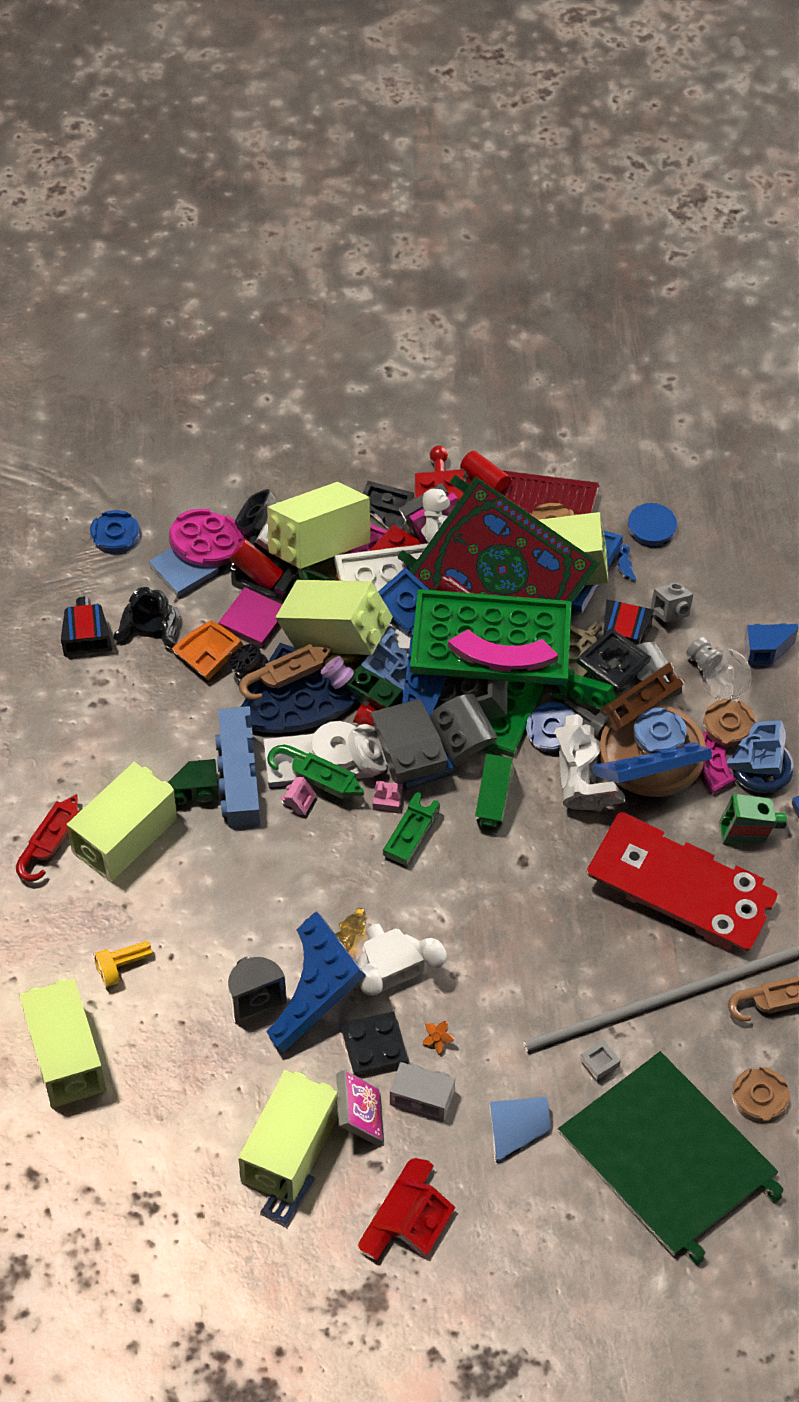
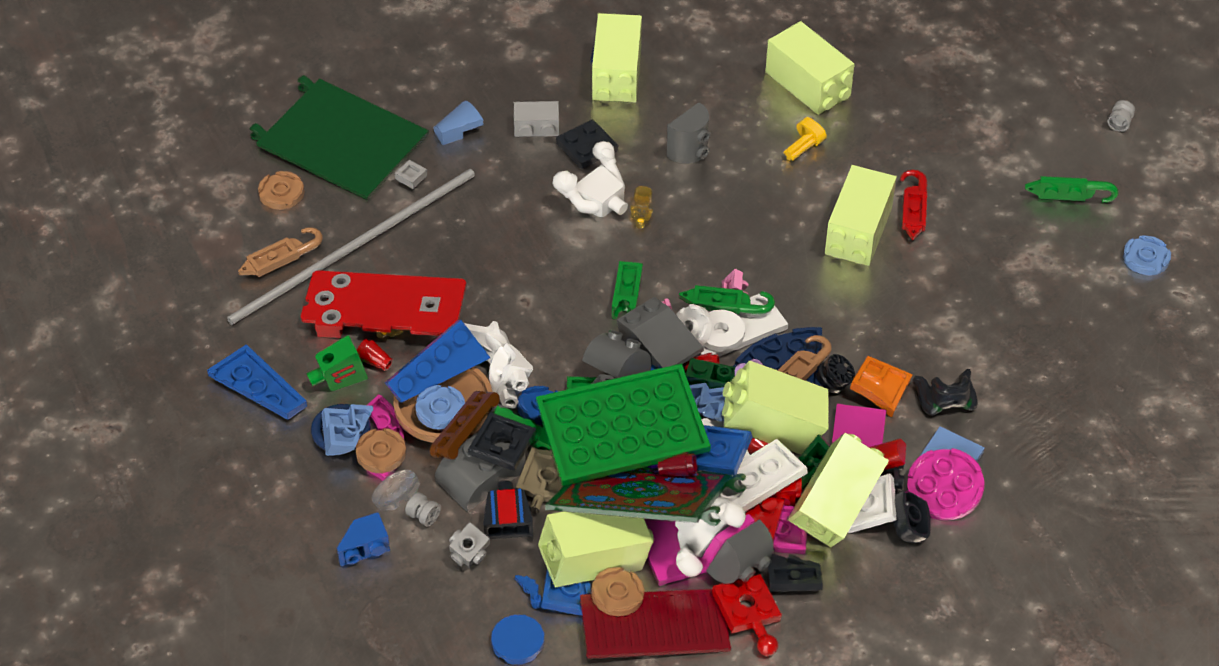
camera: 160 degrees right, 5 degrees down
(85, 629) = (997, 367): black torso -> none
(114, 531) = (1036, 472): blue tile -> none
(196, 782) = (822, 271): dark green slope -> none
(238, 767) = (794, 287): medium blue wedge -> none
(325, 979) = (641, 151): blue plate -> none
(359, 1107) = (576, 89): tile -> none
(409, 1212) = (517, 51): red plate -> none
(438, 1035) = (540, 157): orange plant -> none
(477, 465) = (708, 633): red brick -> none
(494, 790) = (570, 335): green slope -> none
(502, 657) = (600, 390): dark pink tile -> none
(709, 835) = (374, 355): none -> red cone

